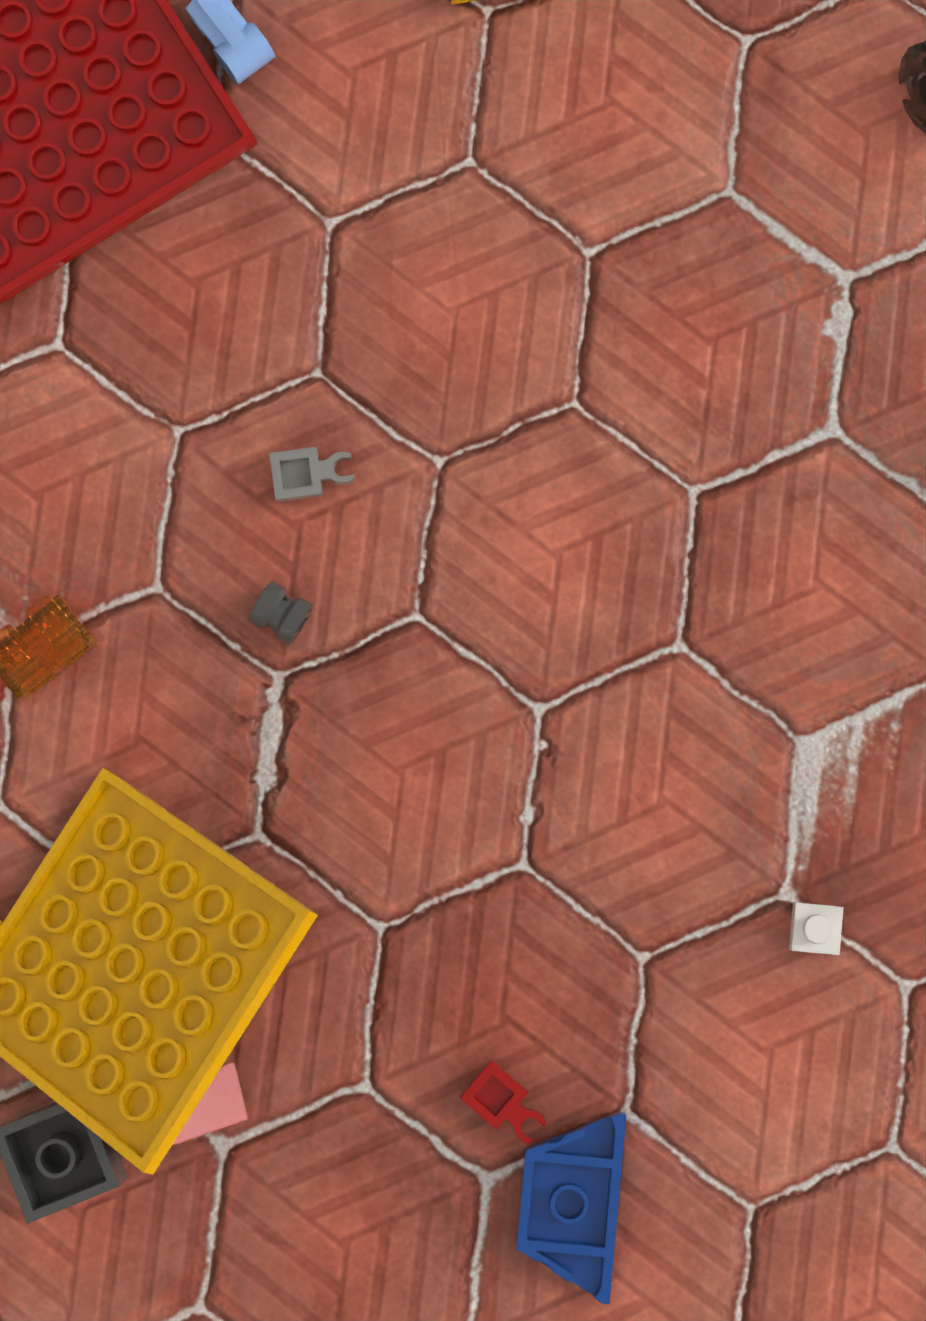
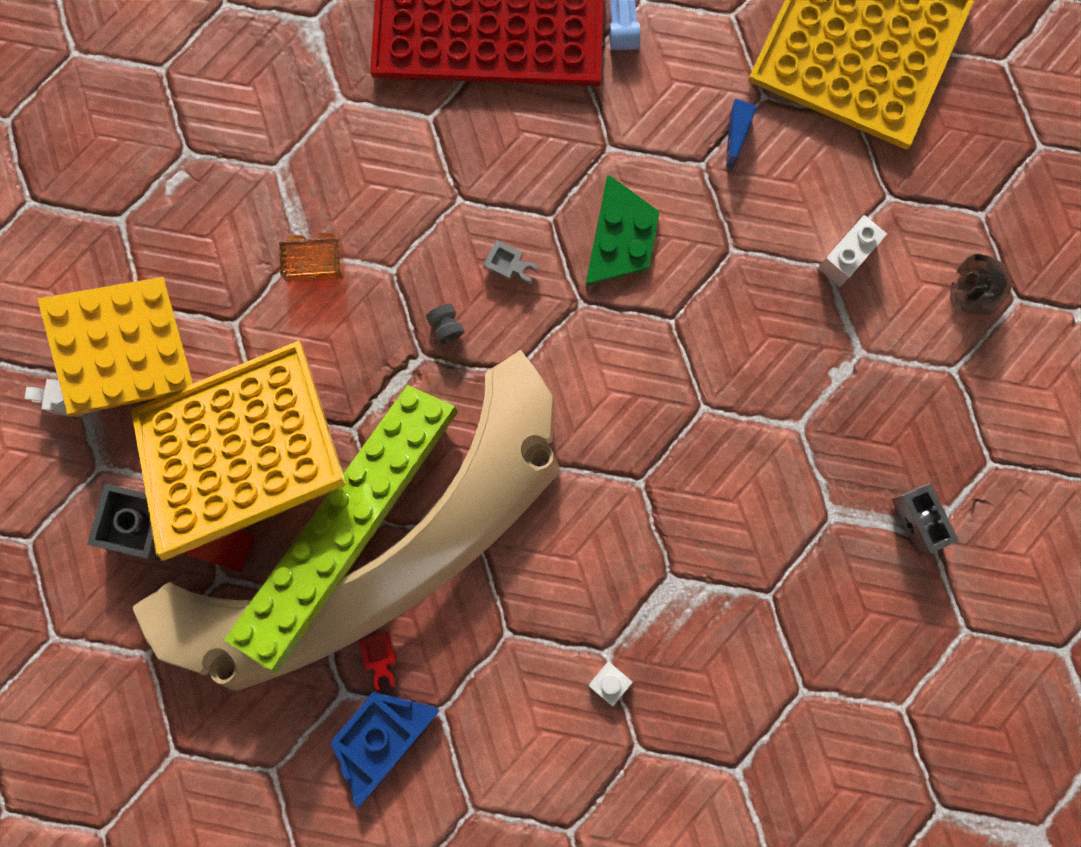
camera: 35 degrees right, 5 degrees down
(343, 970) = (340, 529): none -> lime plate
(429, 331) = (622, 234): none -> green wing
(482, 71) = (739, 123): none -> blue slope
(498, 818) = (480, 504): none -> tan panel
(747, 149) = (852, 251): none -> white brick

